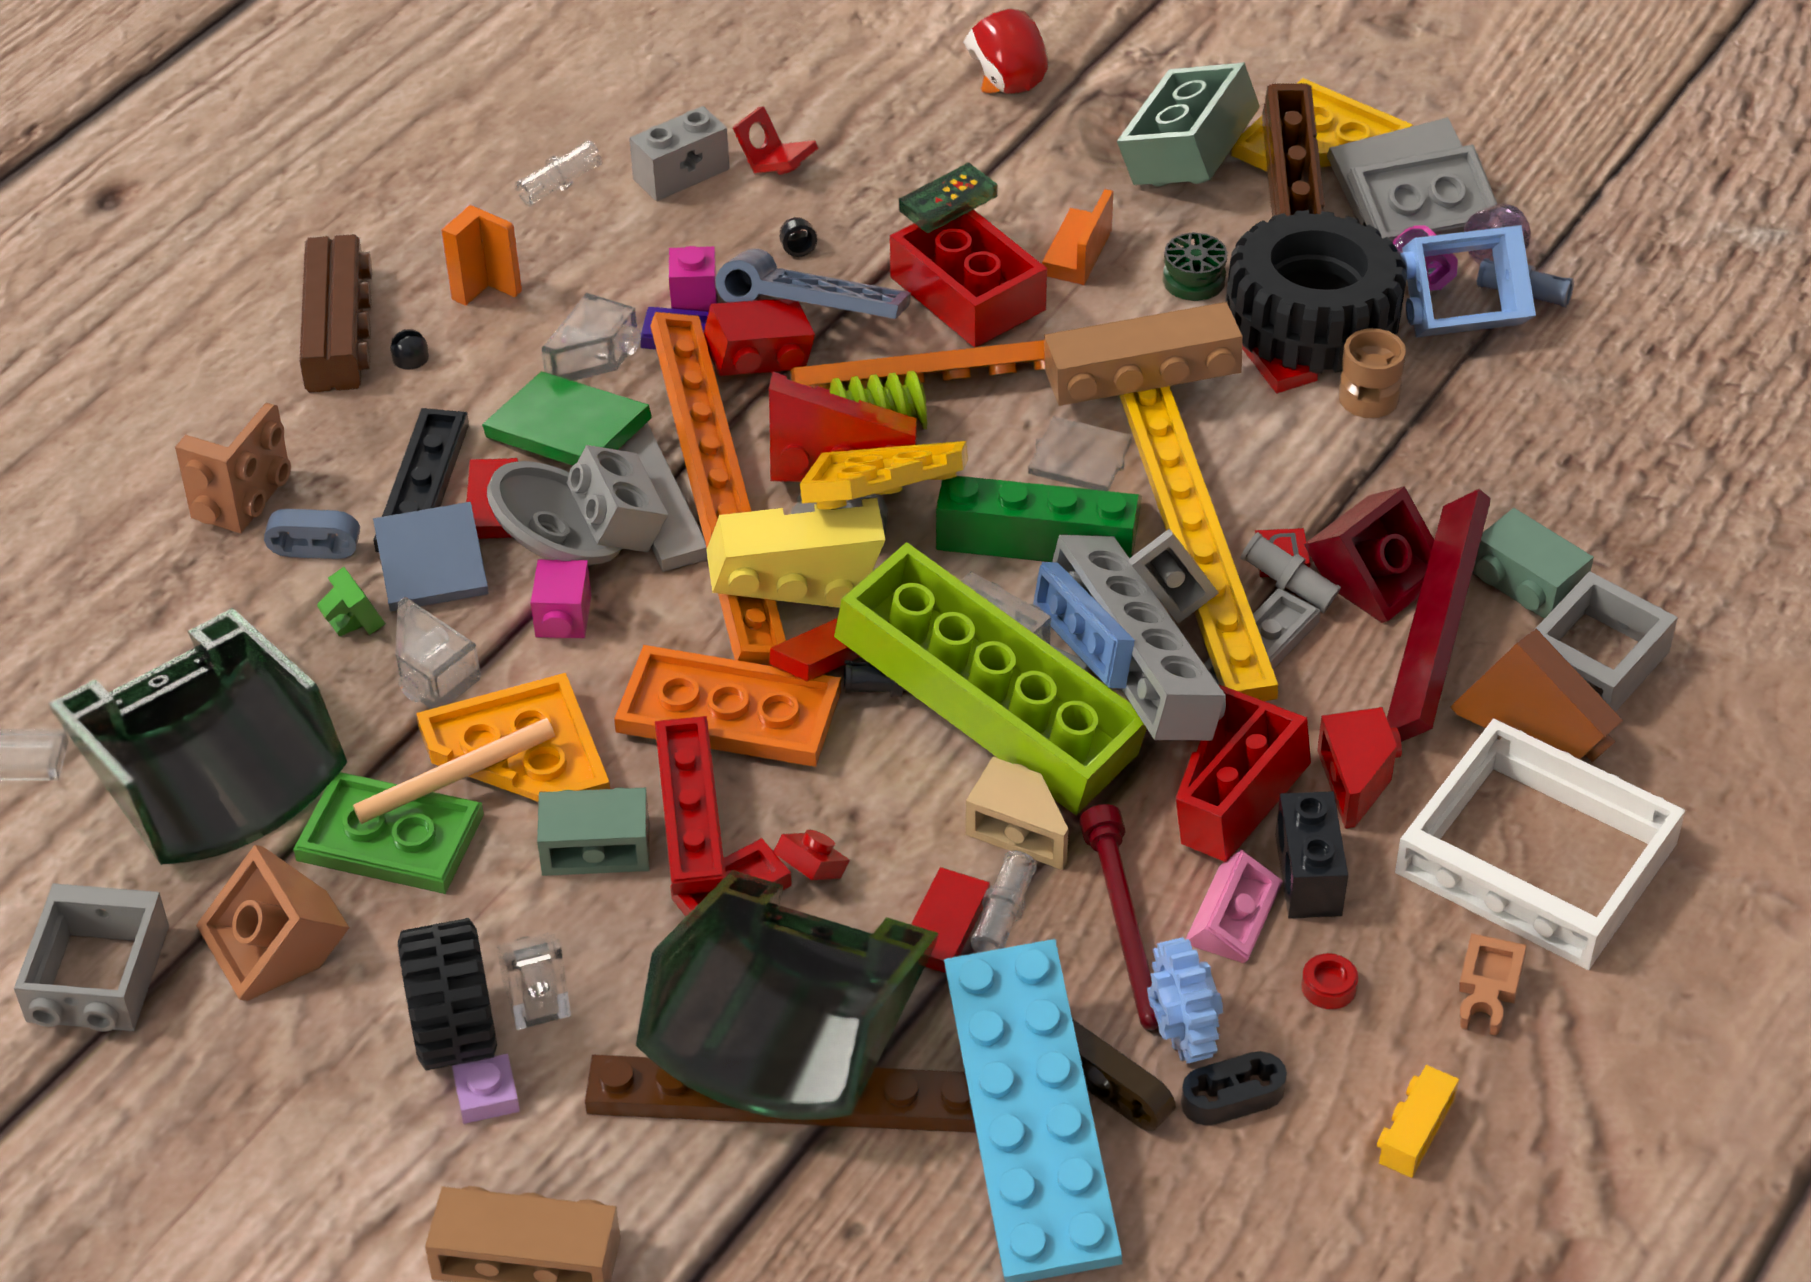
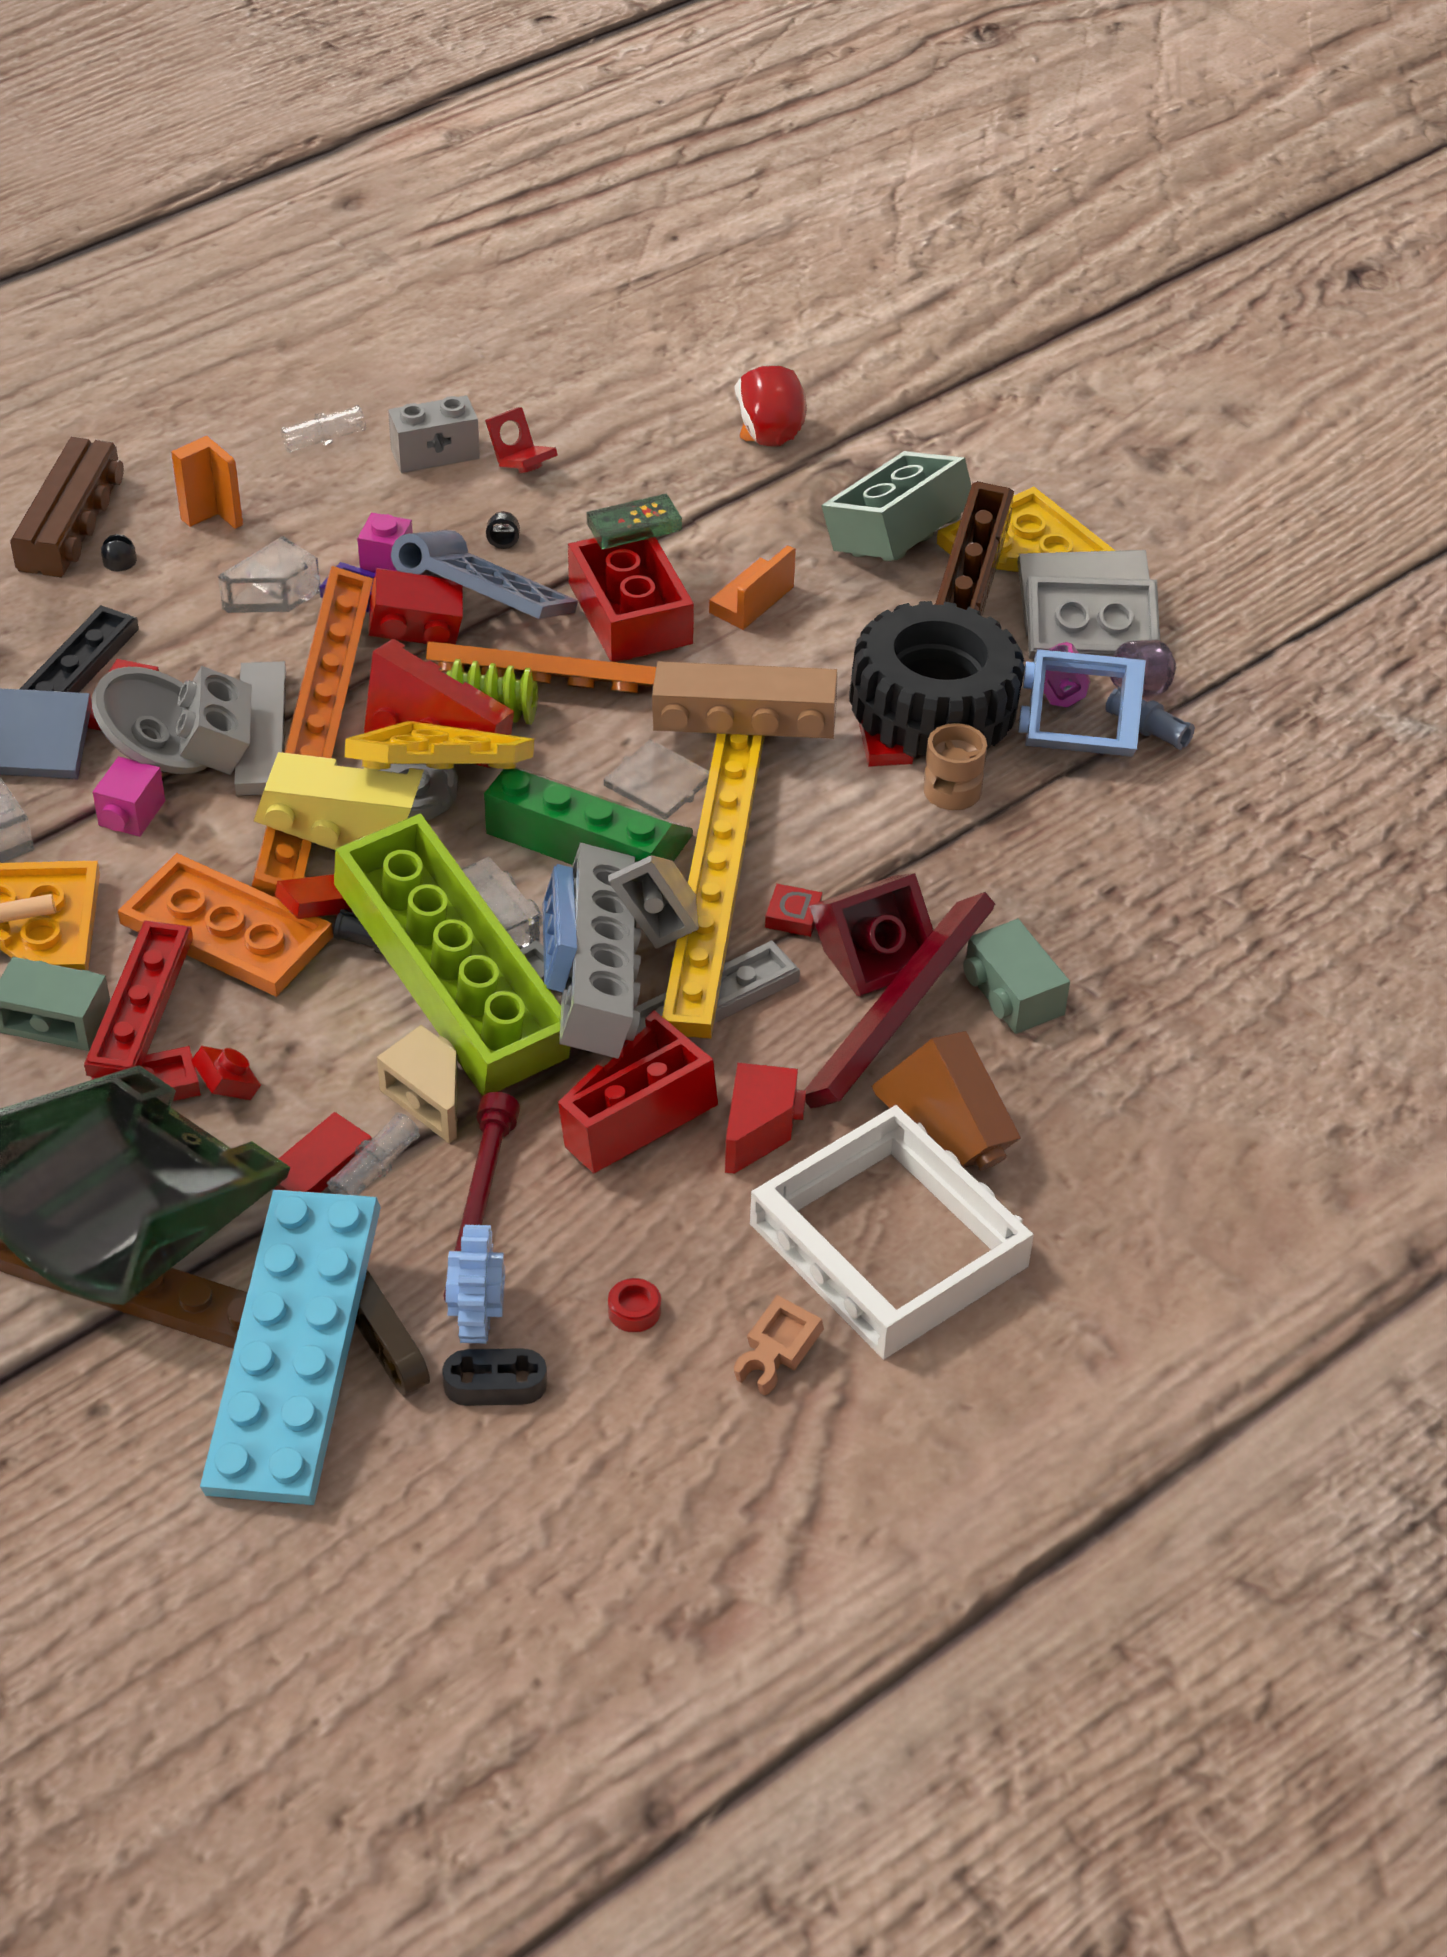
camera: 15 degrees right, 0 degrees up
(564, 416) = (217, 639): tile -> none
(1197, 269) = (839, 633): dark green wheel -> none
(1235, 908) = (584, 1218): bright pink slope -> none
(1290, 572) = (786, 928): light grey pin -> none
(1311, 855) = (668, 1186): black brick -> none
(1417, 1120) = (646, 1451): yellow piece -> none
(1622, 612) = (1067, 1092): light grey window -> none

